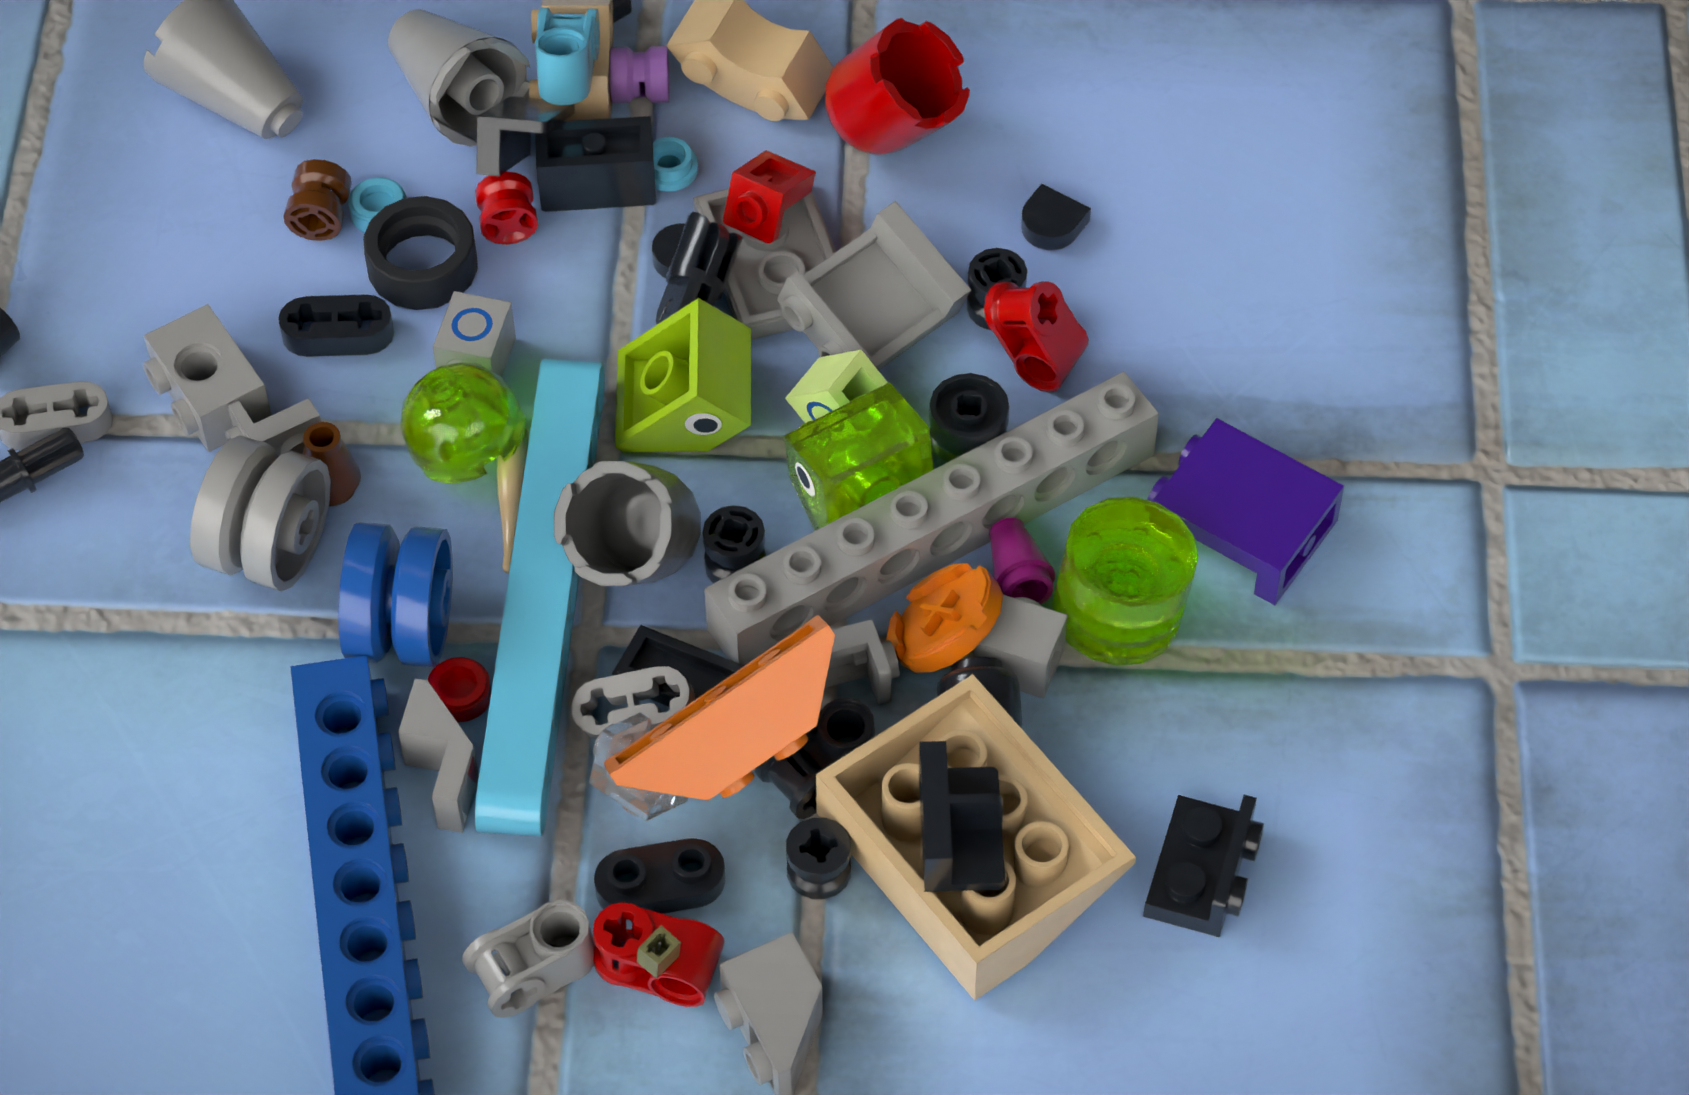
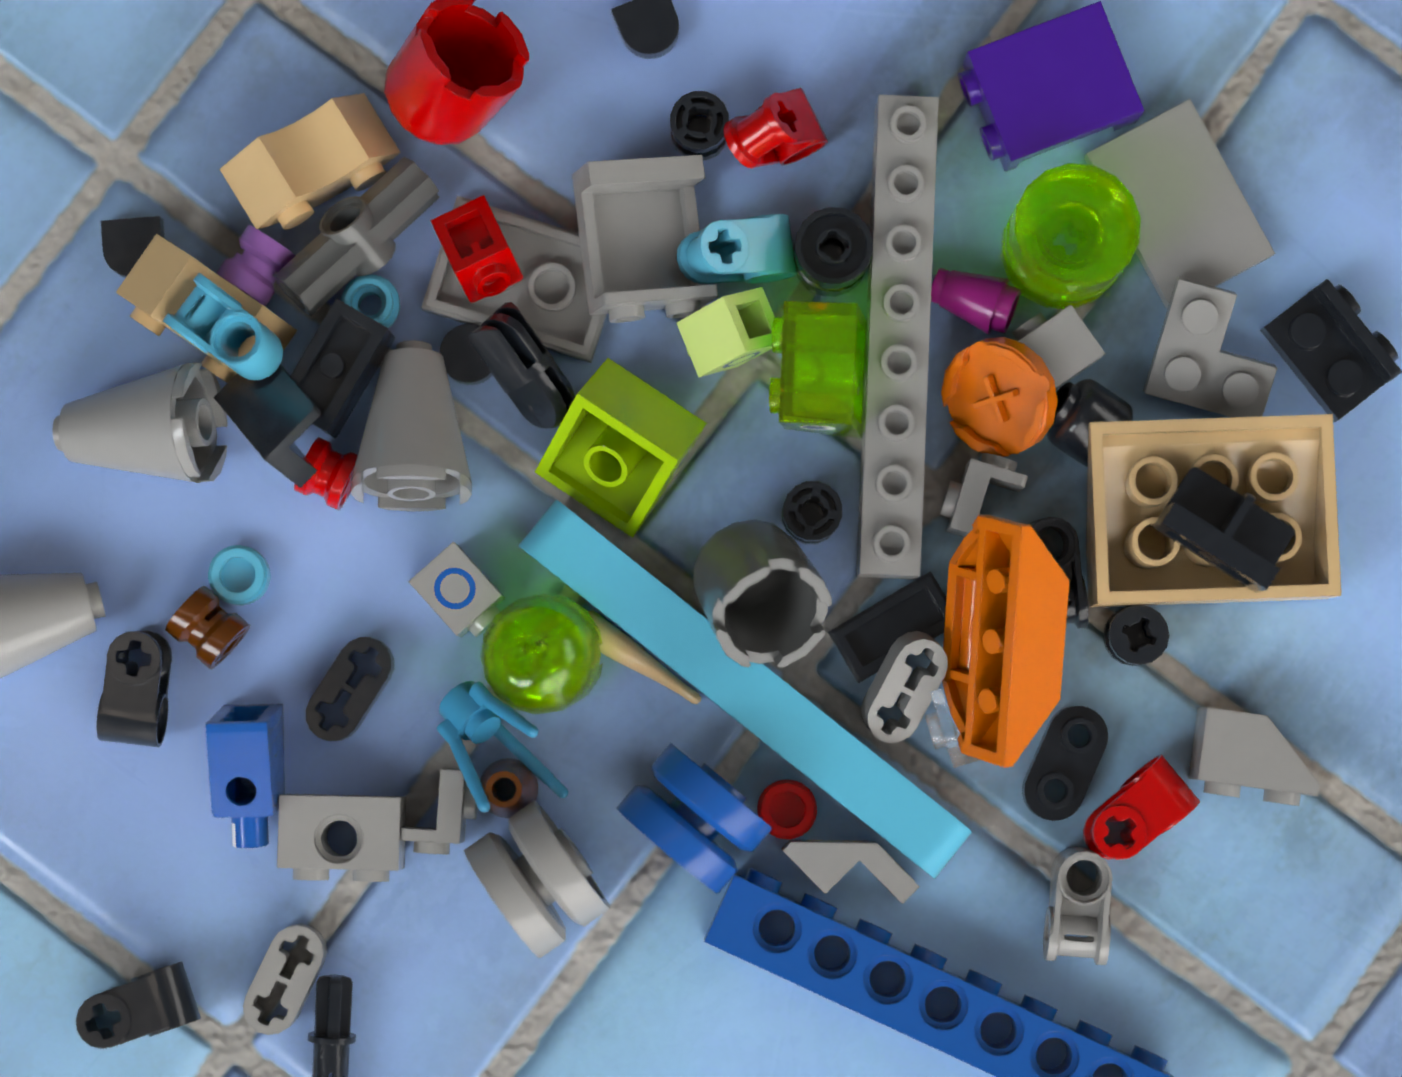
camera: 55 degrees left, 30 degrees up
(221, 266) = (249, 745): none -> blue torso
(228, 185) = (135, 700): none -> black piece
(372, 411) = (472, 715): none -> dark azure plant
(417, 218) = (297, 537): black tyre -> none
(575, 236) = (412, 435): none -> light grey cone
(658, 952) = (1165, 821): olive piece -> none
(716, 117) = (357, 236): none -> dark grey piece
(916, 365) = (744, 250): none -> medium azure piece
(1108, 747) = (1189, 358): none -> light grey plate
(1229, 672) = (1187, 202): none -> light grey tile

